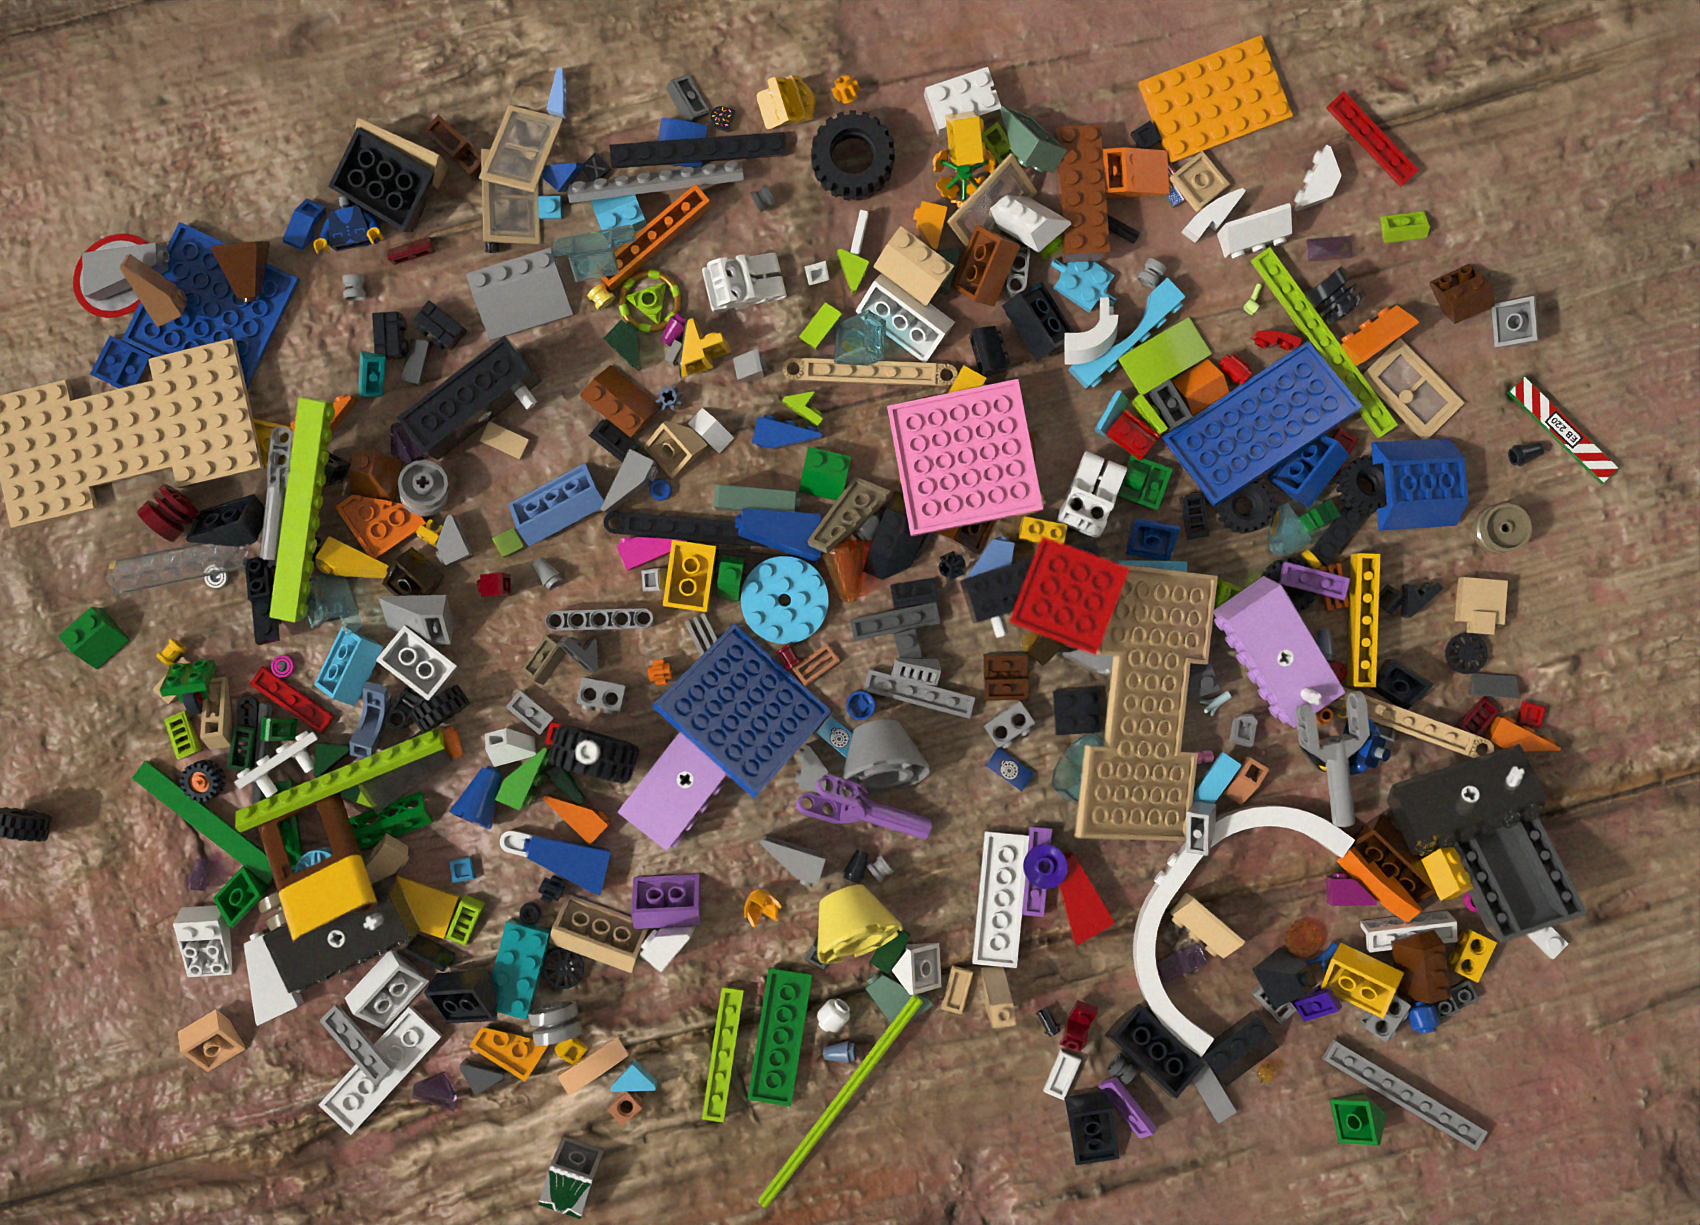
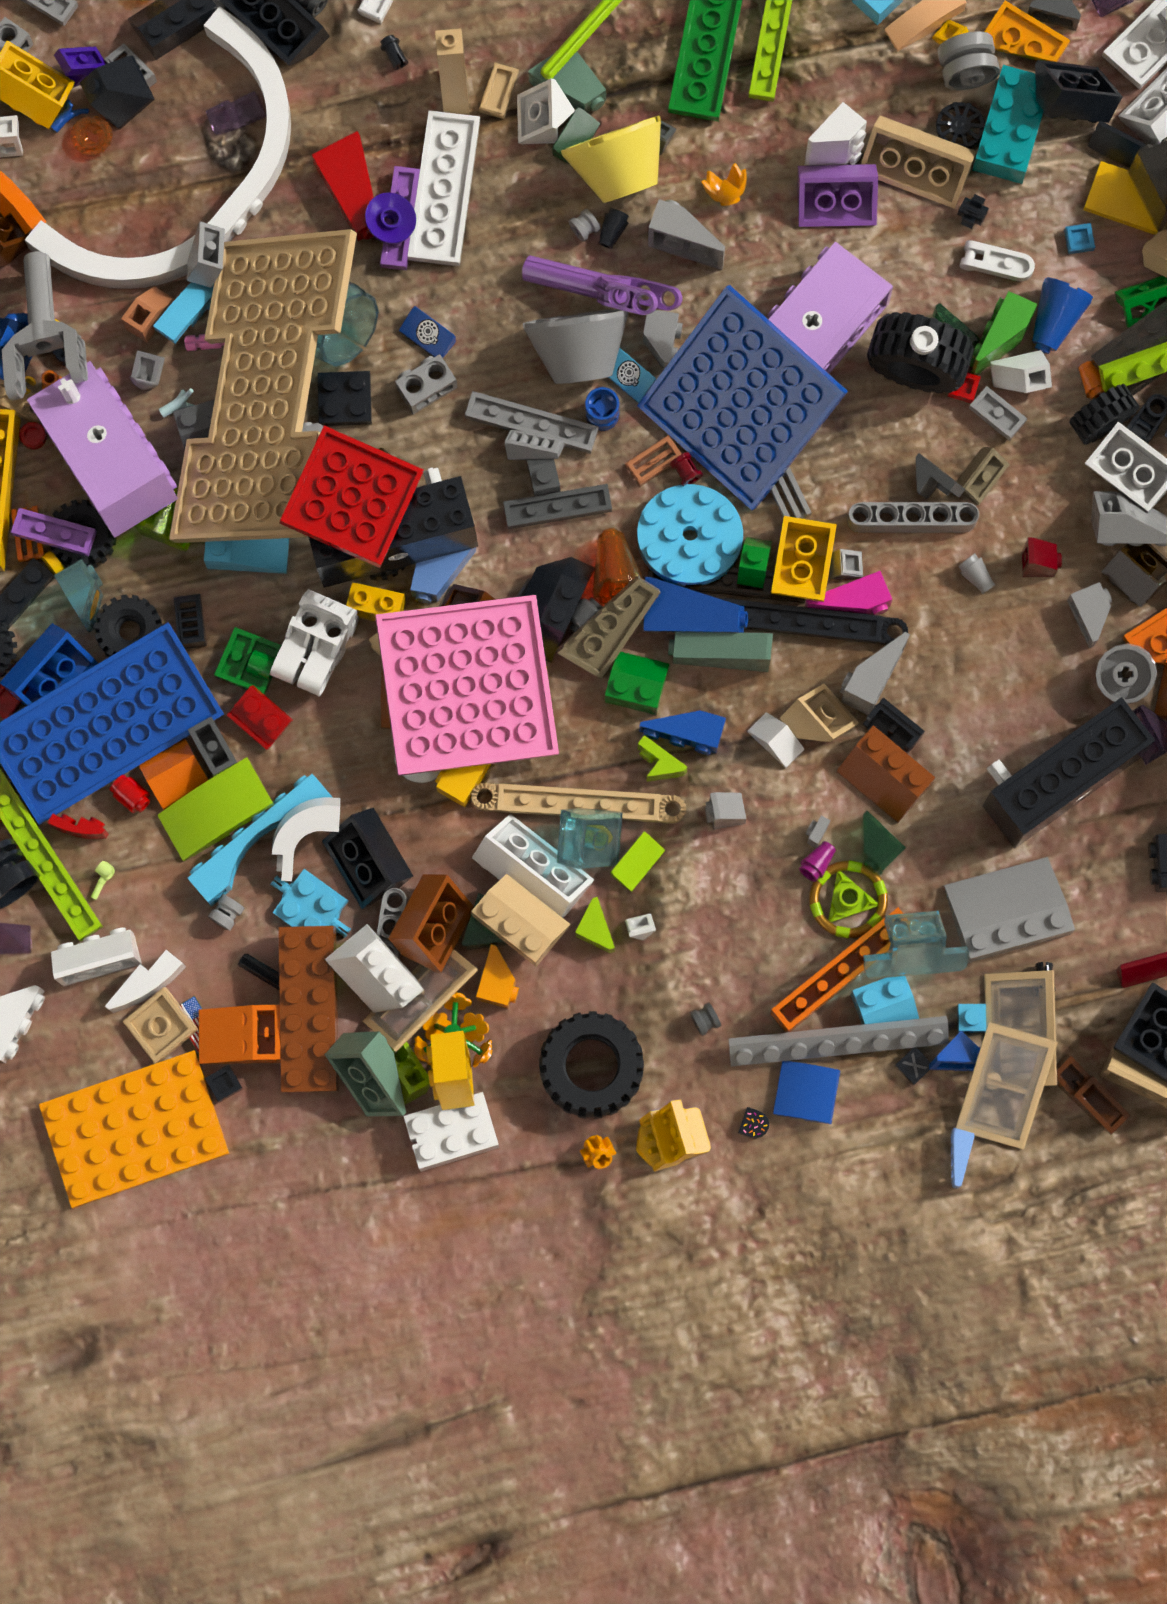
camera: 175 degrees left, 10 degrees down
(416, 361) = (1138, 832): dark grey slope -> none
(429, 535) = (1119, 621): yellow tile -> none
(439, 325) = (1109, 872): black brick -> none
(468, 906) = (1069, 196): lime slope -> none
(504, 440) = (1028, 733): tan tile -> none
(508, 542) = (1024, 612): lime slope -> none
(524, 915) = (1002, 181): black plate -> none
(556, 504) = (965, 654): medium blue slope -> none
(572, 860) = (950, 242): blue slope -> none
(582, 818) = (932, 286): orange slope -> none
(601, 296) = (908, 902): light yellow wheel -> none
(602, 690) = (910, 438): light grey brick -> none
(660, 490) = (837, 670): blue tile -> none
(660, 672) = (841, 453): orange gear -> none
(671, 404) = (829, 783): sand blue gear -> none
(687, 98) = (797, 1150): dark grey slope -> none
(697, 150) = (785, 1079): black plate -> none
(698, 350) = (790, 829): yellow piece -> none
(750, 279) = (725, 901): white connector -> none
(833, 1015) = (644, 64): white head -> none
(840, 1052) = (636, 24): sand blue cone -> none
(859, 232) = (586, 970): white tile -> none
(913, 593) = (534, 538): black hinge -> none
(951, 565) = (486, 568): black gear -> none
(988, 350) = (431, 821): black slope -> none
(1005, 676) = (427, 439): reddish brown slope -> none
(1078, 1025) = (360, 46): dark red slope -> none
(1112, 413) = (284, 746): medium azure slope -> none
(1150, 414) = (236, 740): lime plate -> none
(1151, 539) = (243, 594): blue slope -> none
(1205, 927) = (205, 150): tan slope -> none
(1319, 515) = (43, 613): leg -> none
(1326, 644) = (43, 463): sand blue cone -> none
(1346, 891) = (38, 184): magenta slope -> none

